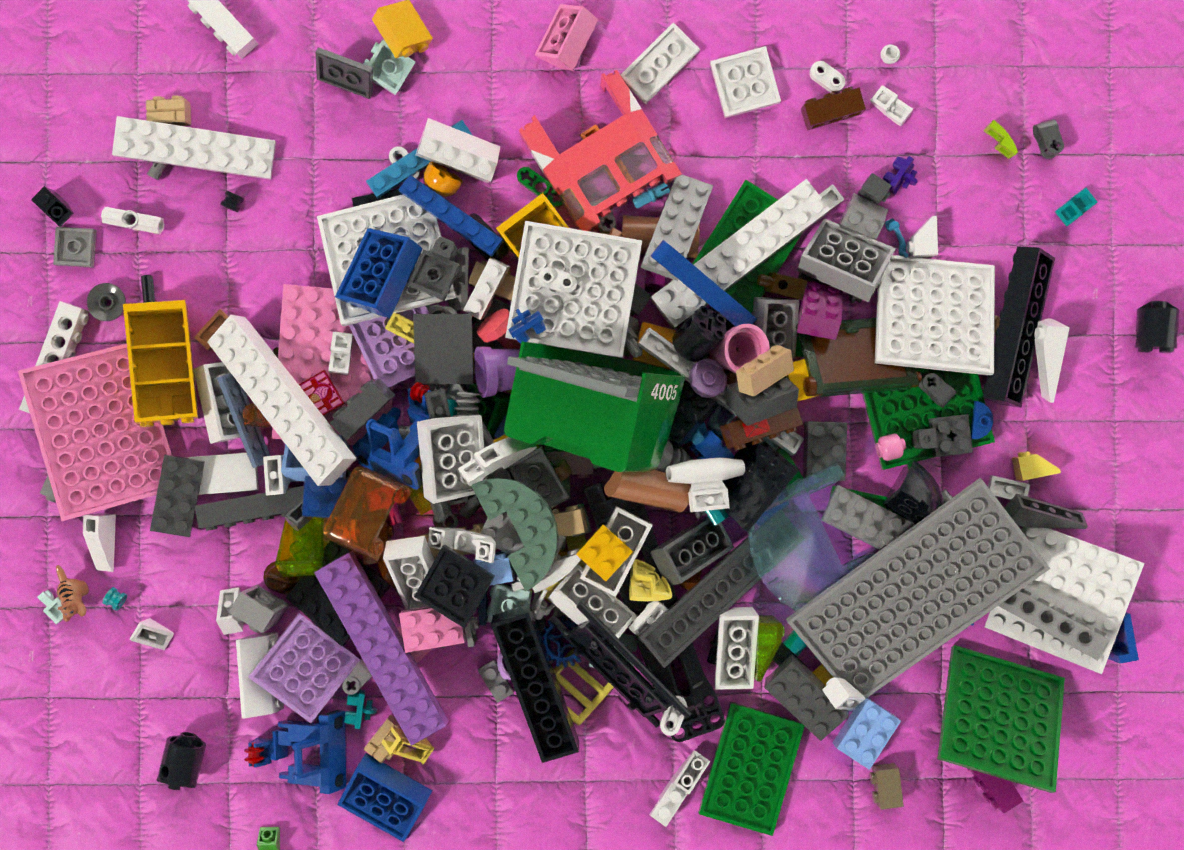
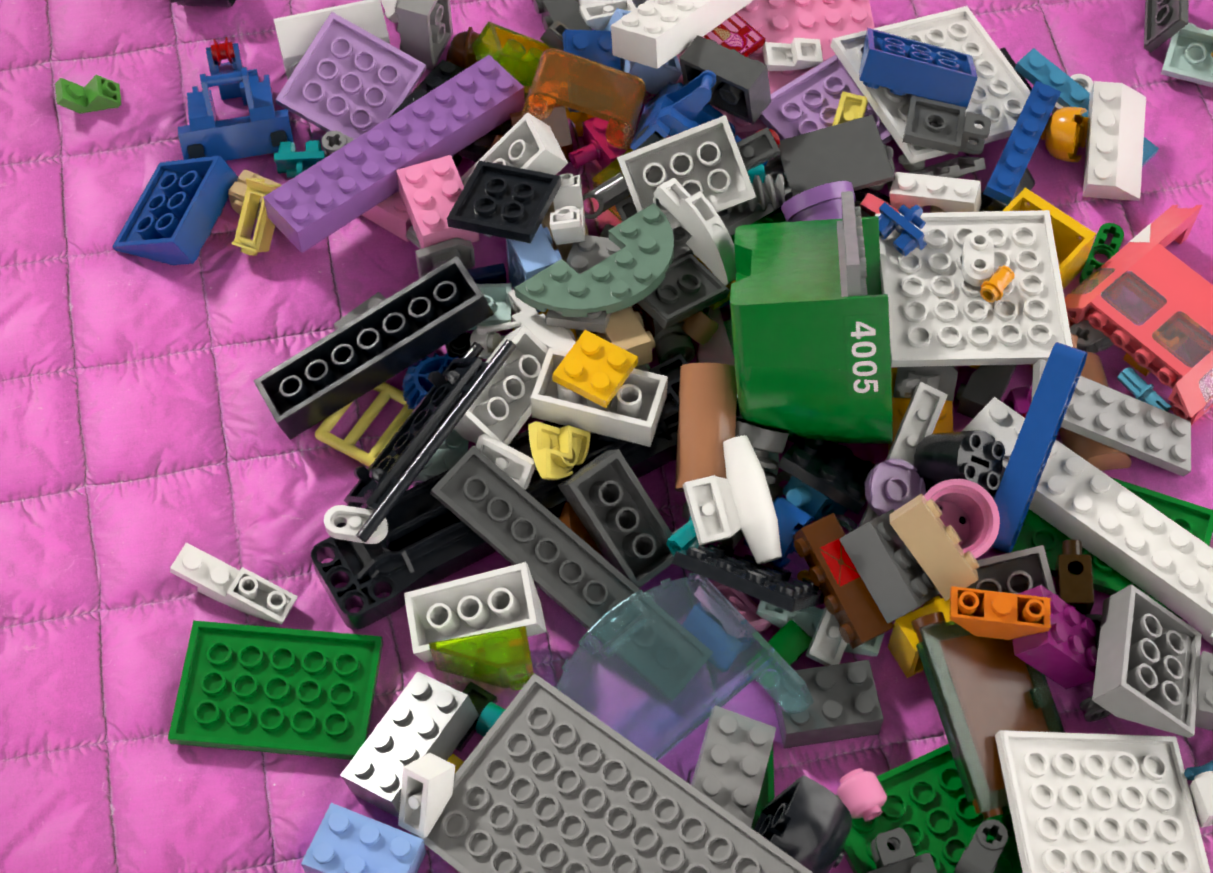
camera: 75 degrees right, 30 degrees down
(581, 274) = (993, 289): none -> light orange pin
(815, 343) = (999, 613): none -> orange slope

